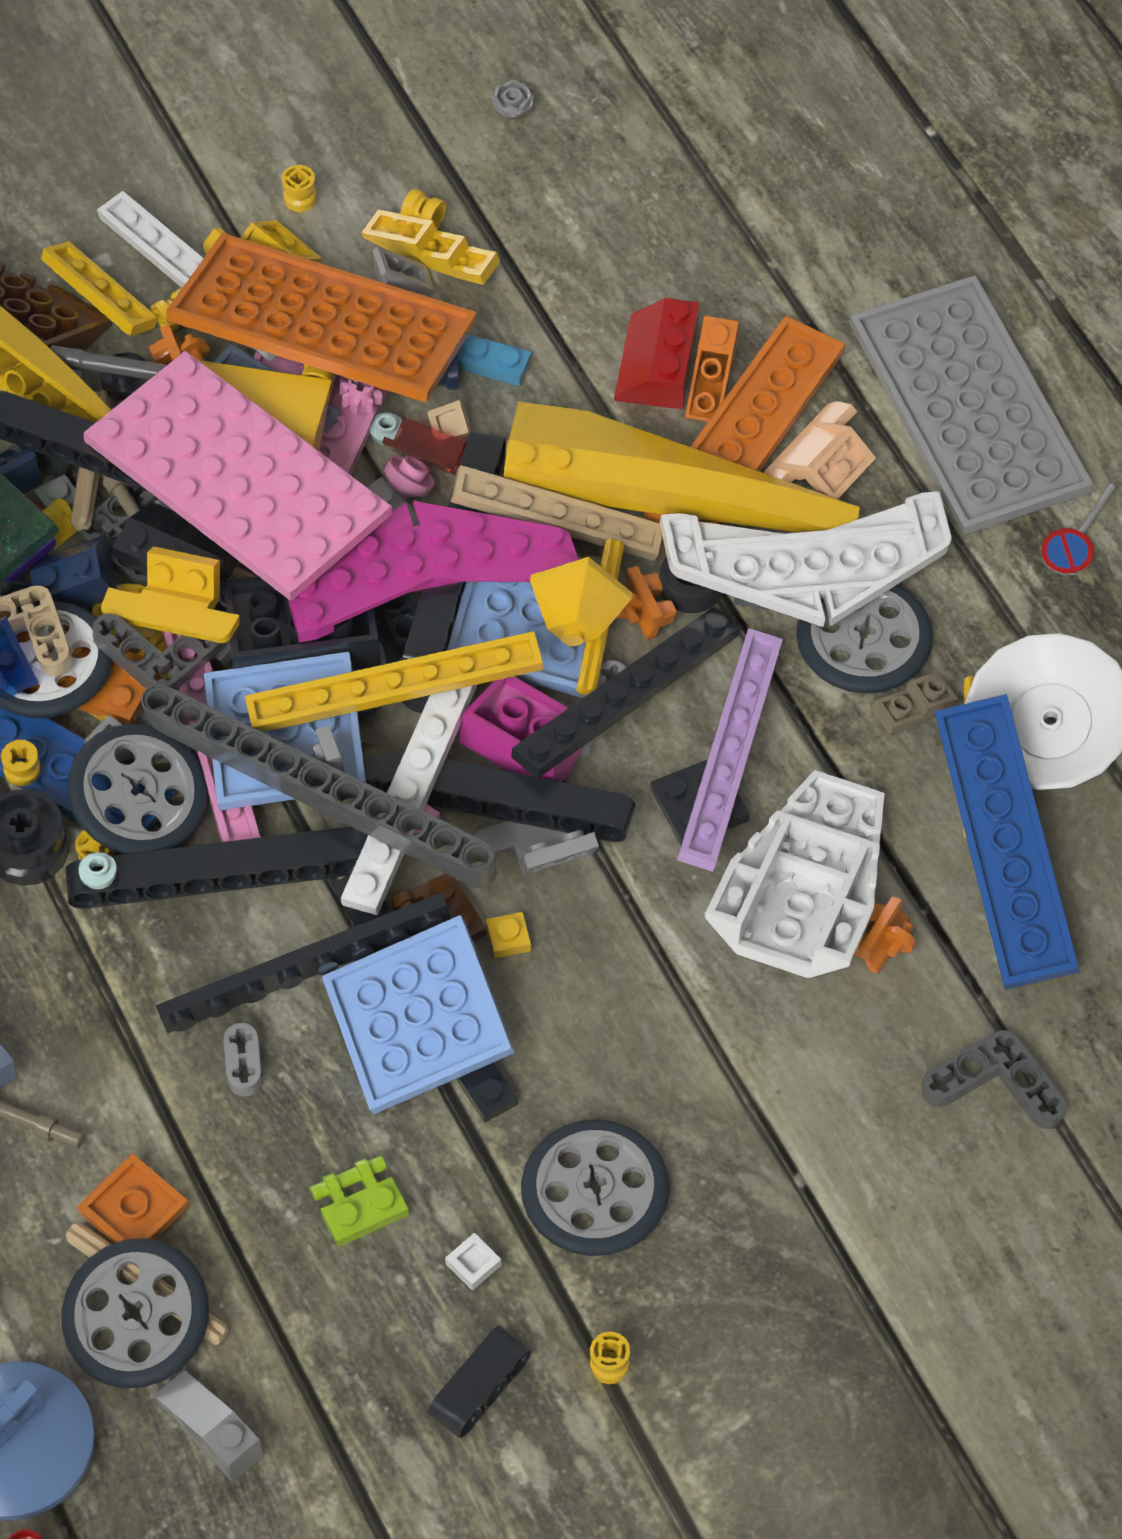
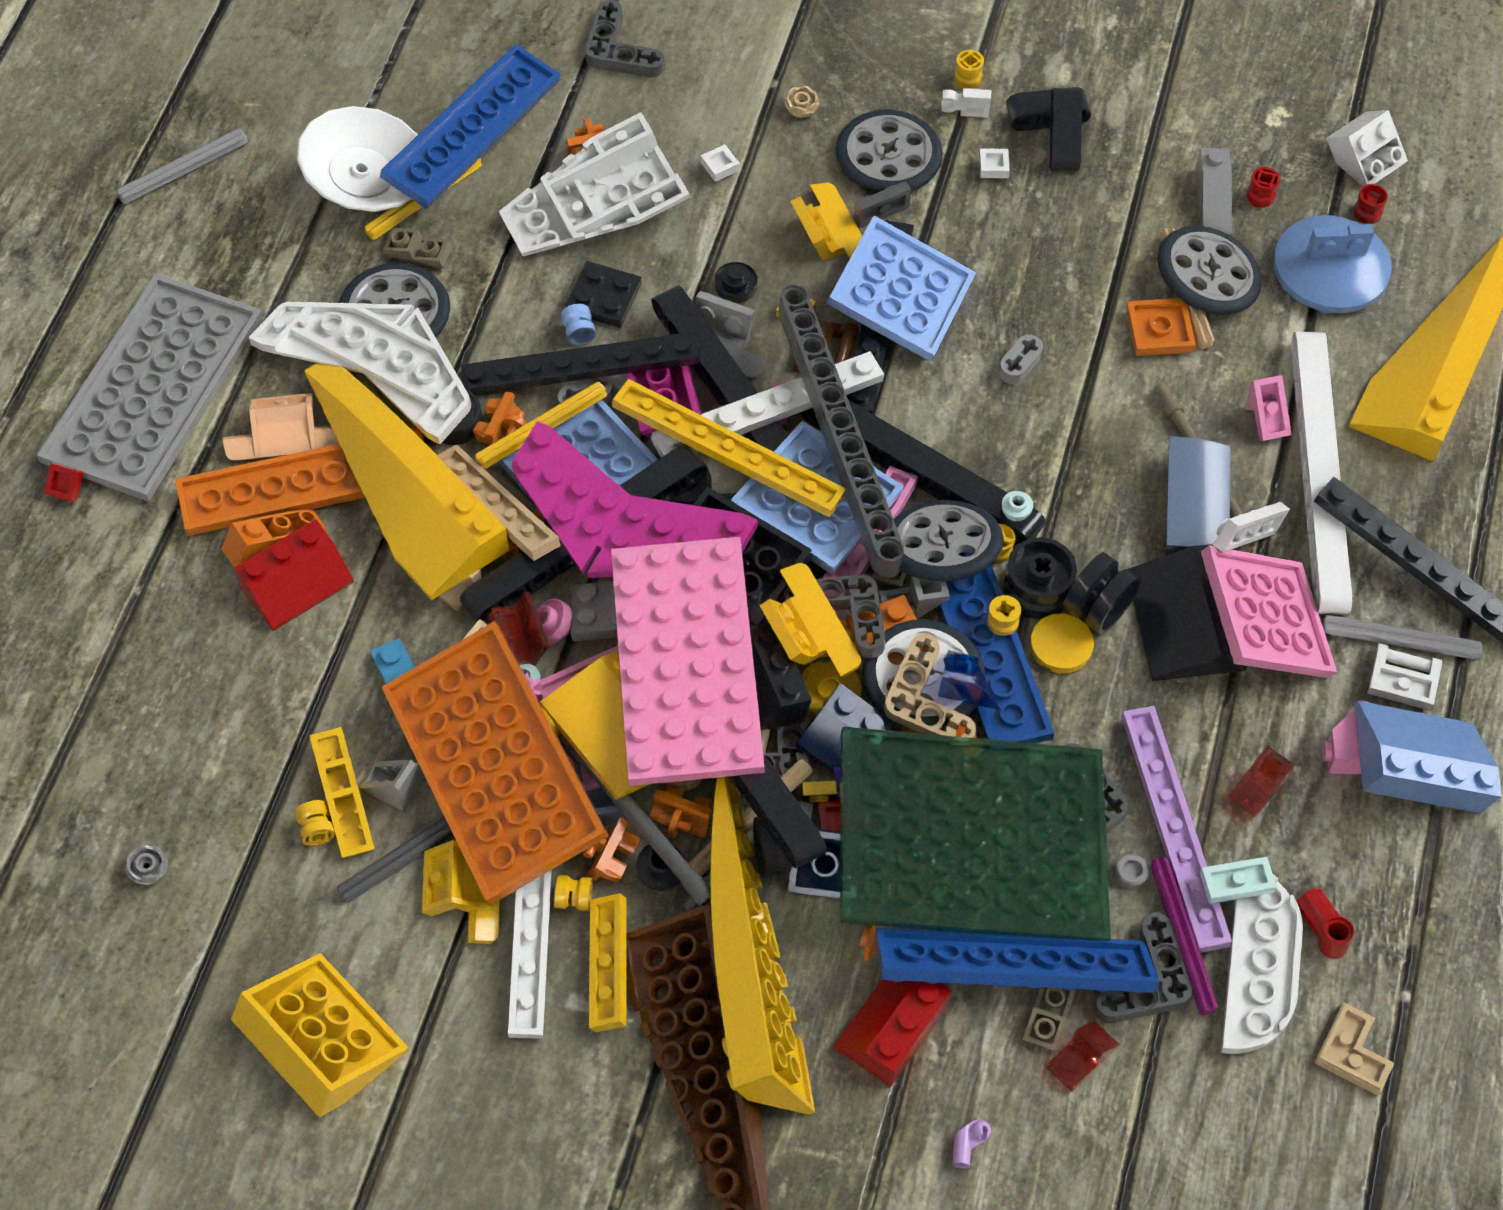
camera: 140 degrees left, 0 degrees up
(162, 1485) = (1263, 187): none -> red wheel
(260, 97) = (317, 1033): none -> yellow slope
(292, 968) = (939, 364): black plate -> none
(299, 188) = (379, 928): yellow wheel -> none
(327, 749) = (812, 440): light grey plate -> none
(340, 226) = (394, 860): none -> dark grey axle
(362, 1211) = (1025, 233): lime plate -> none
(428, 1348) = (1065, 129): none -> black beam
(532, 1122) = (882, 204): none -> dark grey plate
(567, 1316) = (971, 103): none -> white plate
(569, 1045) = (828, 224): none -> yellow plate
(579, 600) = (556, 410): yellow slope -> none
(589, 907) = (736, 282): none -> black plate
(682, 743) = (578, 324): none -> light blue wheel
(730, 750) = (557, 289): lavender plate -> none
(742, 1023) = (720, 163): none -> white plate
(743, 1155) = (801, 101): none -> tan plate
(928, 277) = (63, 482): none -> red plate
(1070, 550) = (212, 262): piece -> none

